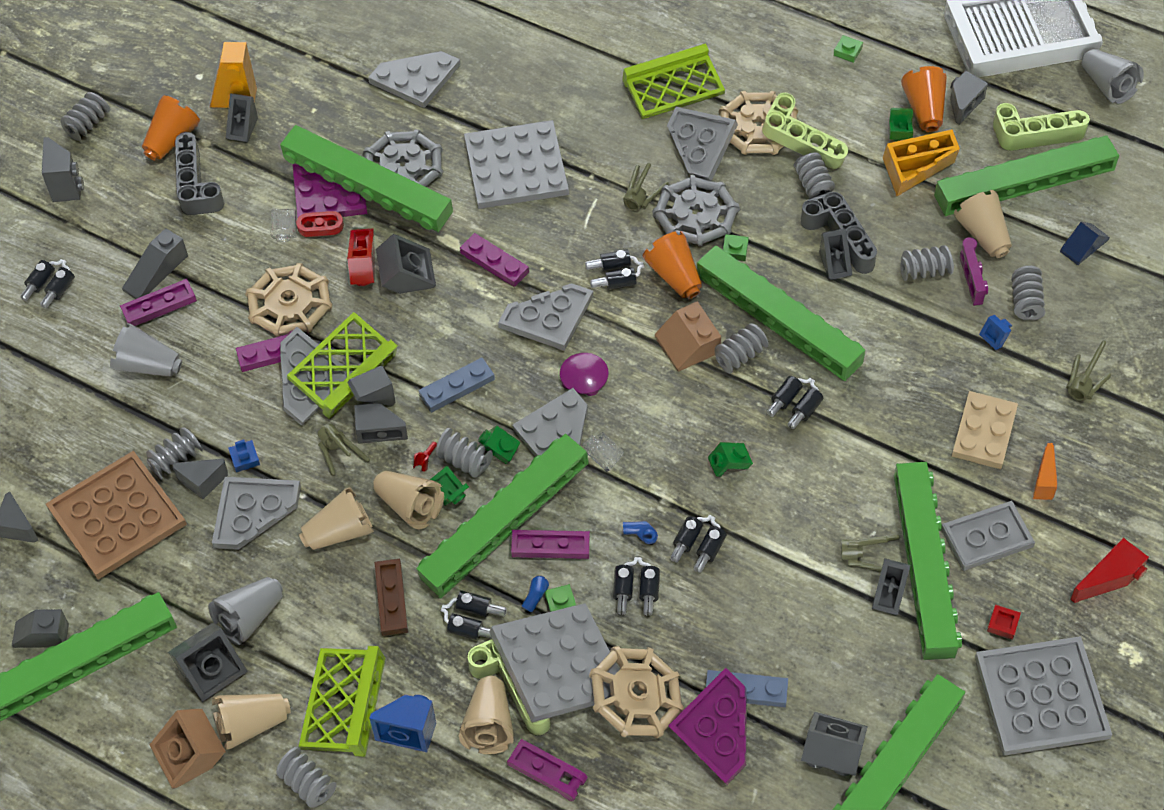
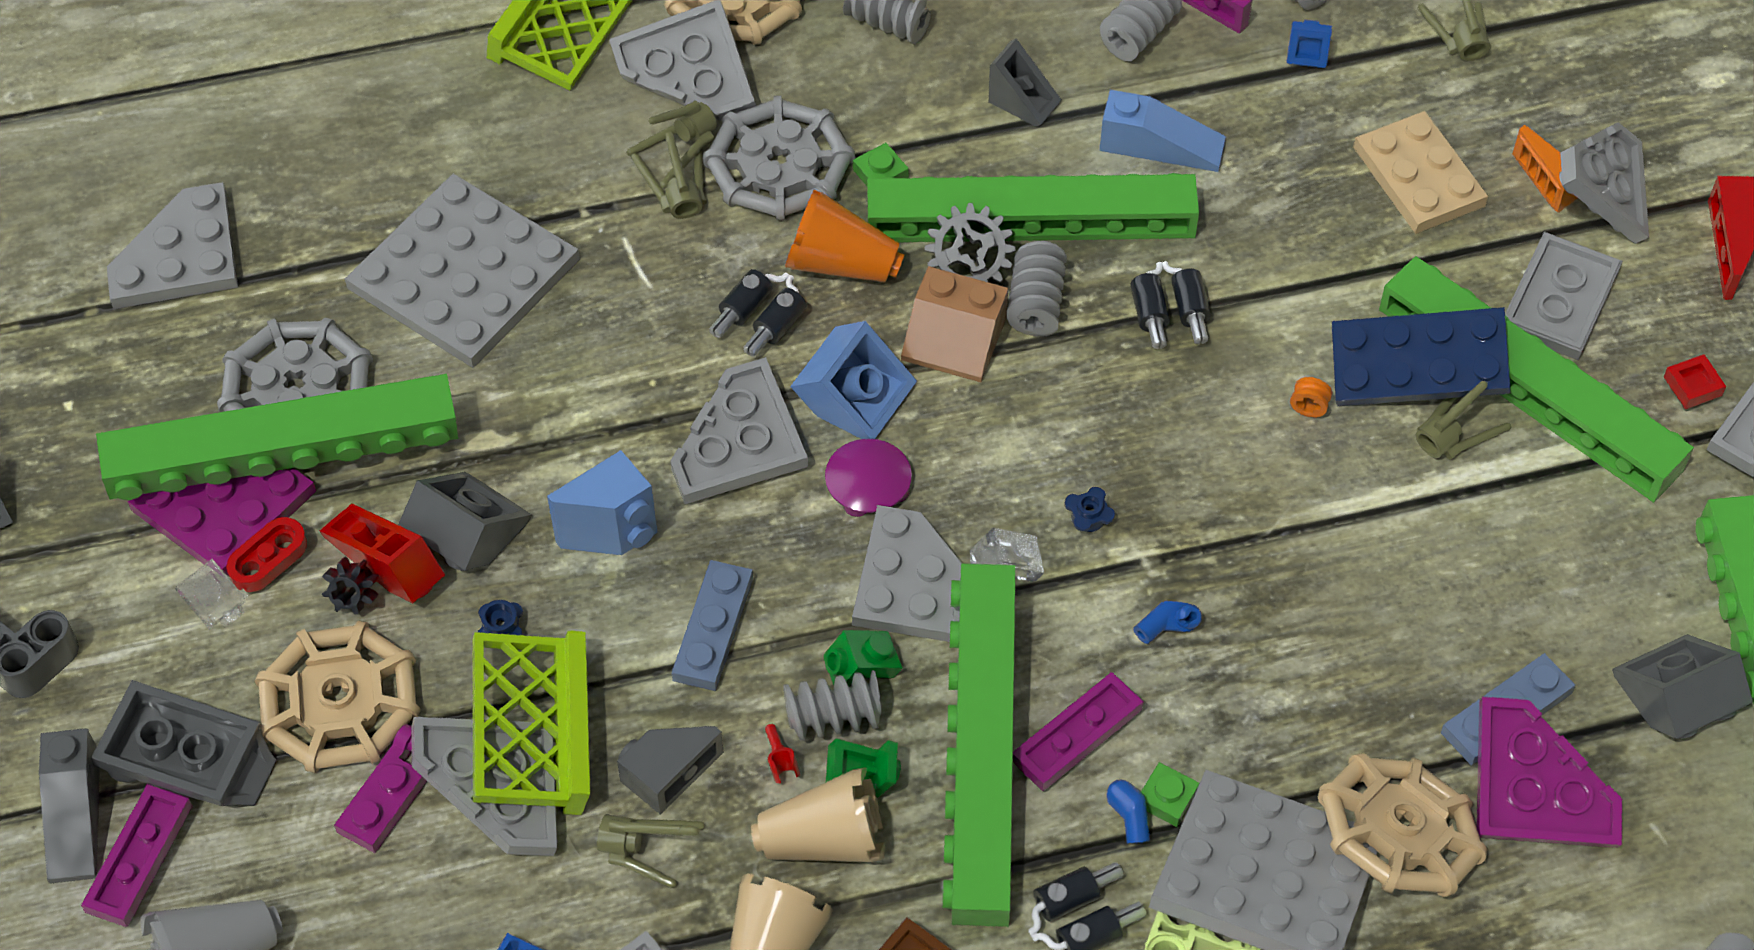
camera: 45 degrees left, 0 degrees up
(213, 276) = (185, 748): none -> dark grey slope
(334, 259) = (350, 585): none -> black gear
(373, 387) = (618, 711): dark grey slope -> none
(377, 313) = (500, 611): none -> dark blue plate
(457, 302) = (604, 509): none -> medium blue slope
(494, 260) = (576, 418): magenta plate -> none
(619, 329) = (854, 381): none -> medium blue slope
(624, 585) = (1255, 679): black piece -> none
(659, 465) = (1089, 520): none -> dark blue plate
(673, 168) = (693, 123): none -> olive plant
(688, 534) = (1270, 564): black piece -> none
(729, 456) = (1172, 439): green bracket -> none
(730, 298) = (987, 241): none -> light grey gear
(811, 487) = (1311, 397): none -> orange bush
(835, 213) = (978, 38): dark grey beam -> none
(876, 321) = (1153, 131): none -> medium blue slope
(877, 507) = (1420, 356): none -> dark blue plate
(891, 586) = (1534, 441): dark grey slope -> none
(1066, 497) = (1610, 179): none -> light grey plate

